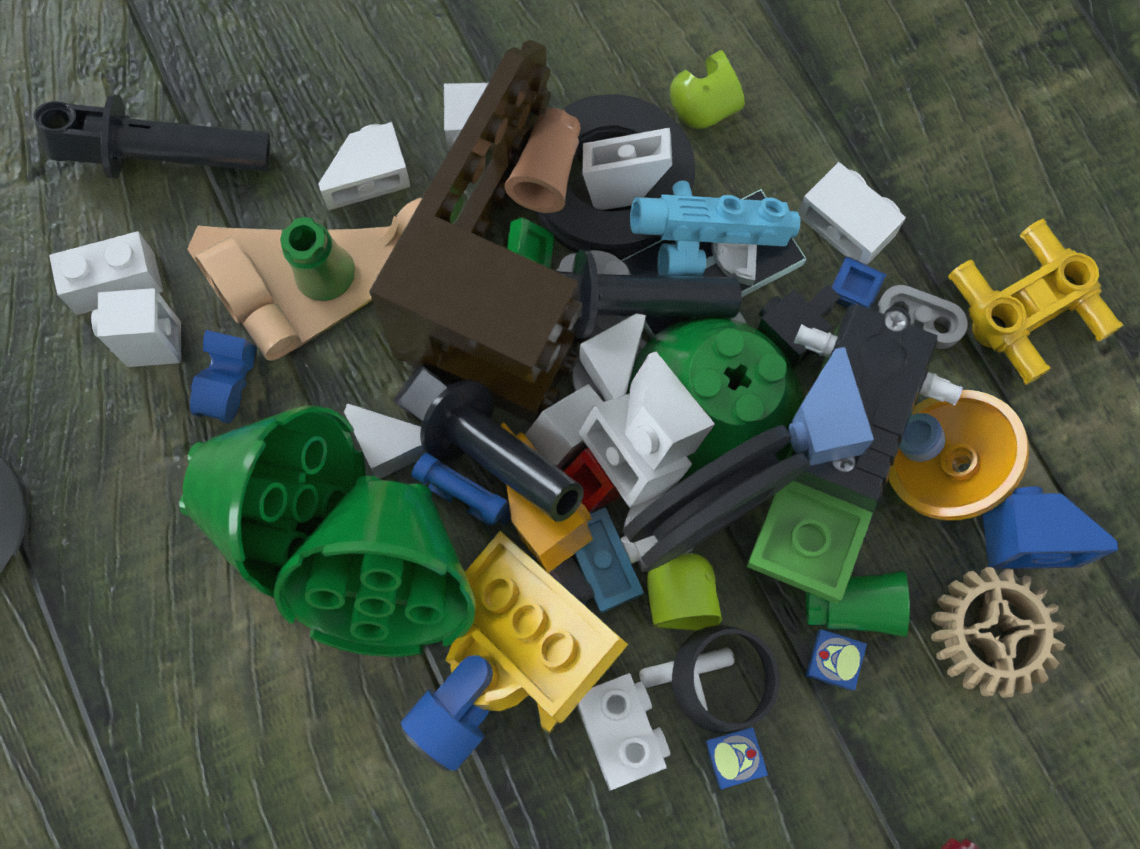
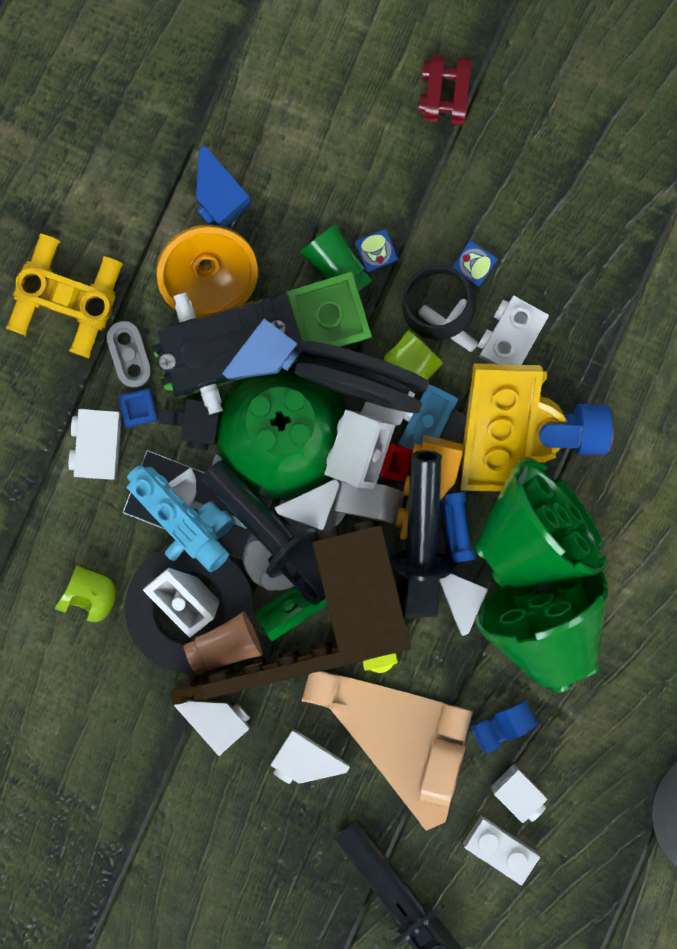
camera: 130 degrees left, 15 degrees up
(318, 263) = (383, 720): green plant -> none
(663, 415) = (335, 446): white slope -> none
(922, 438) = (211, 298): medium blue tile -> none
(998, 652) = (269, 154): tan gear -> none

